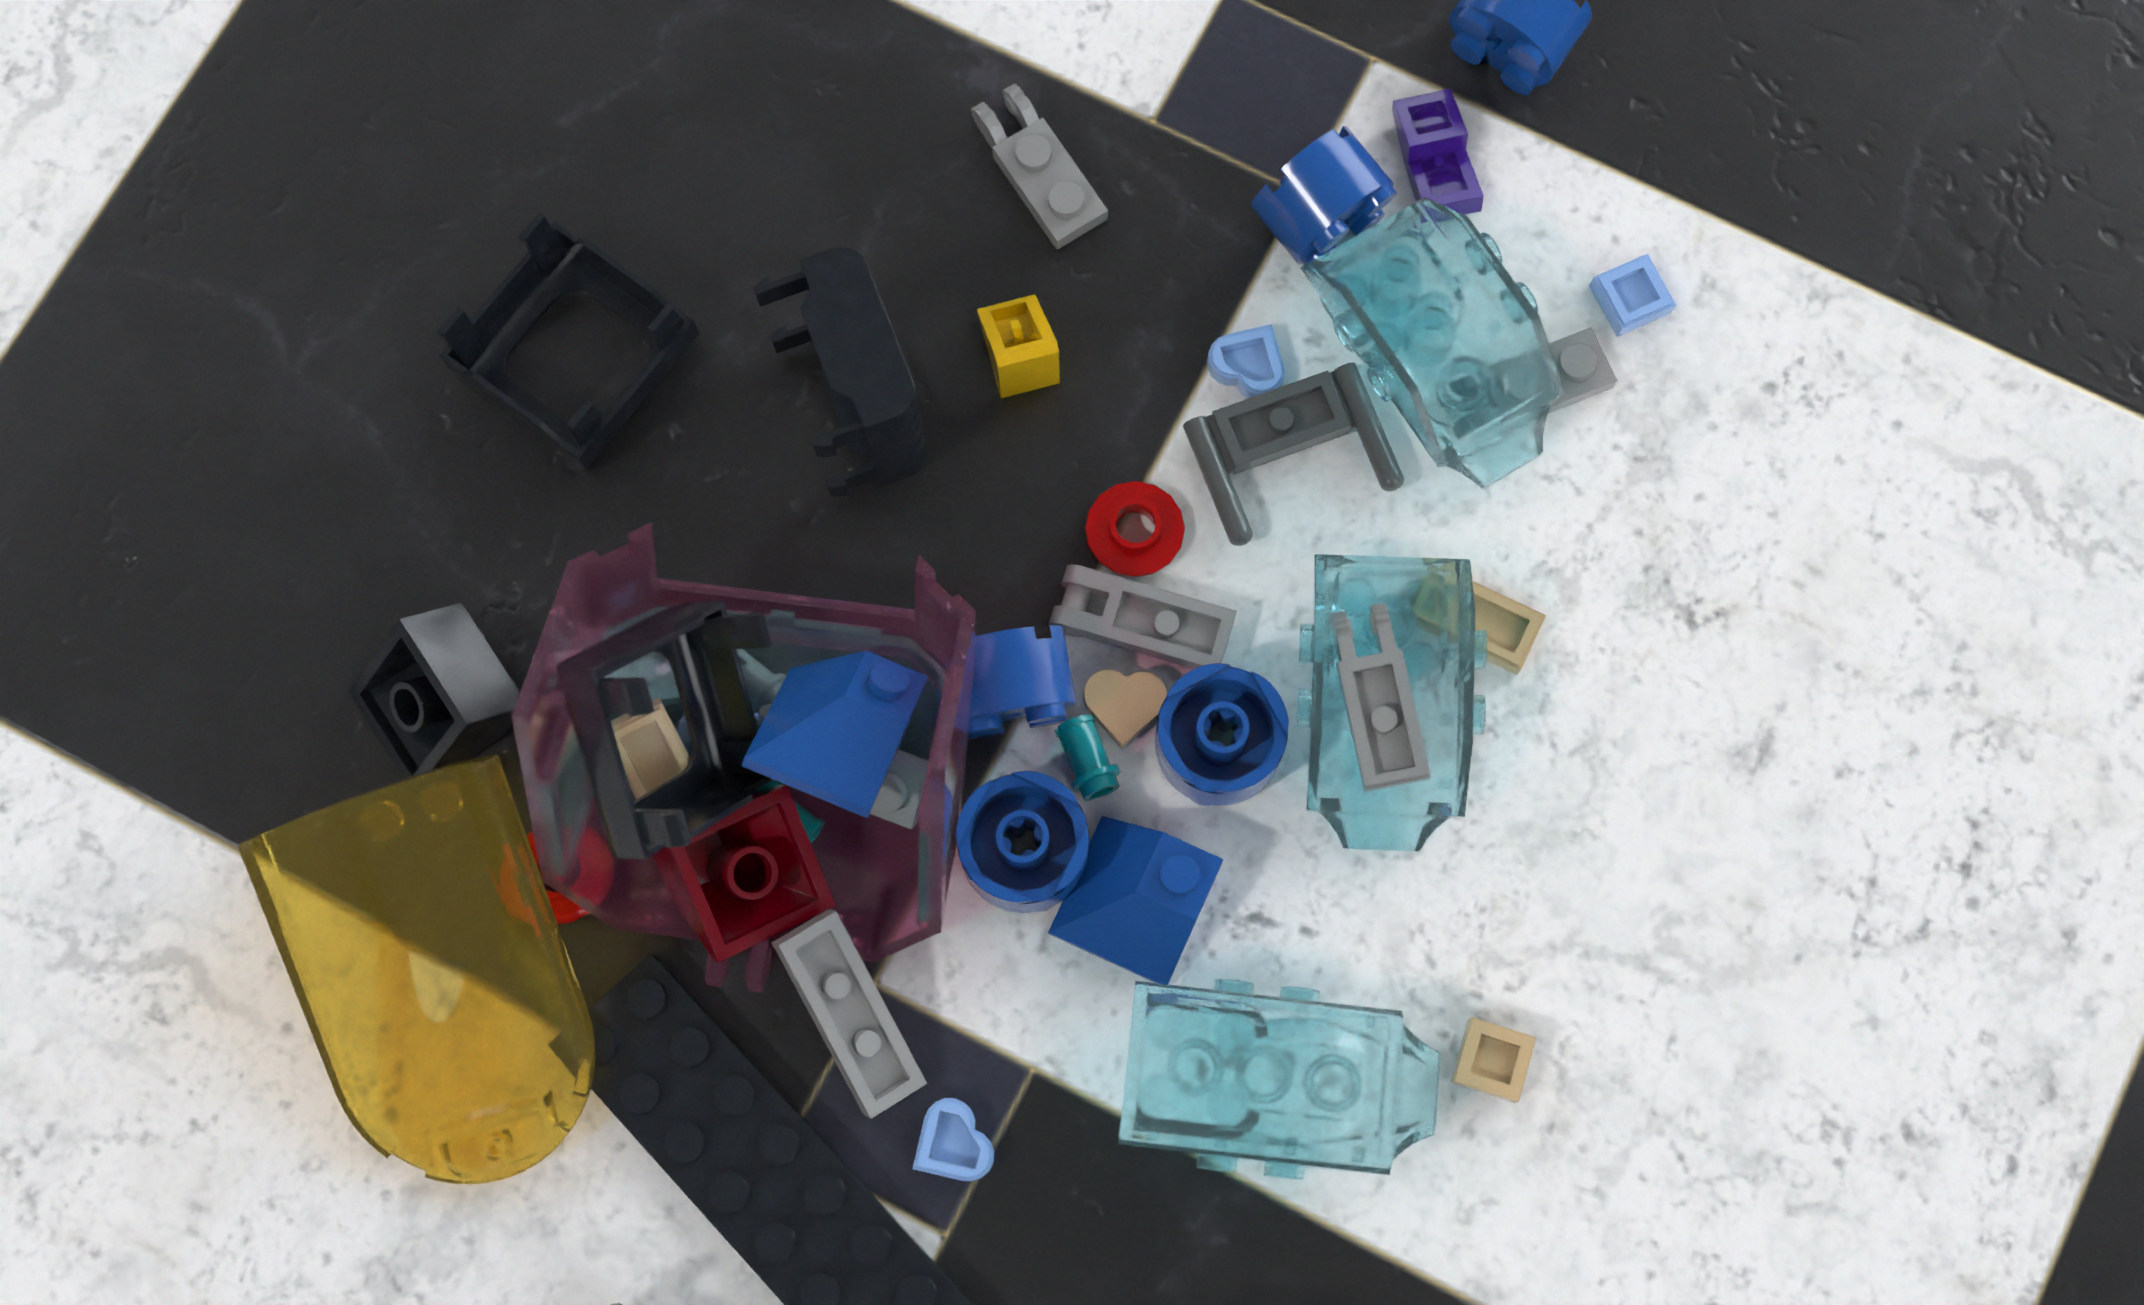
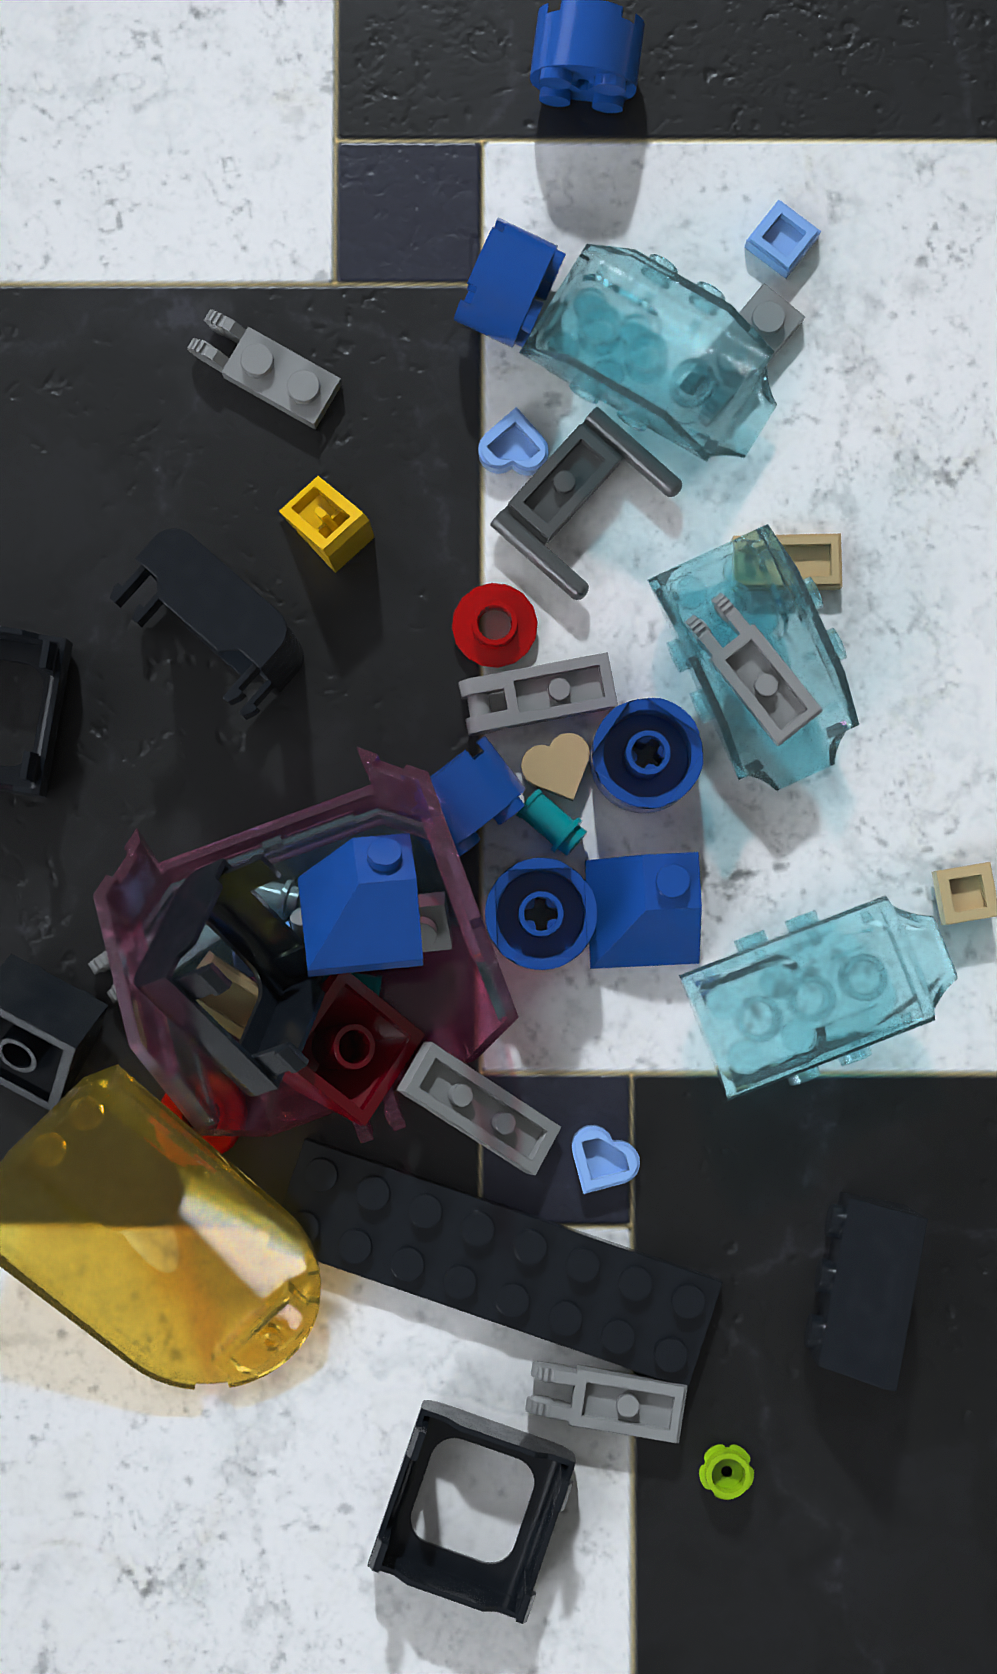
camera: 25 degrees left, 10 degrees up
(1435, 151) = (572, 199): dark purple slope -> none

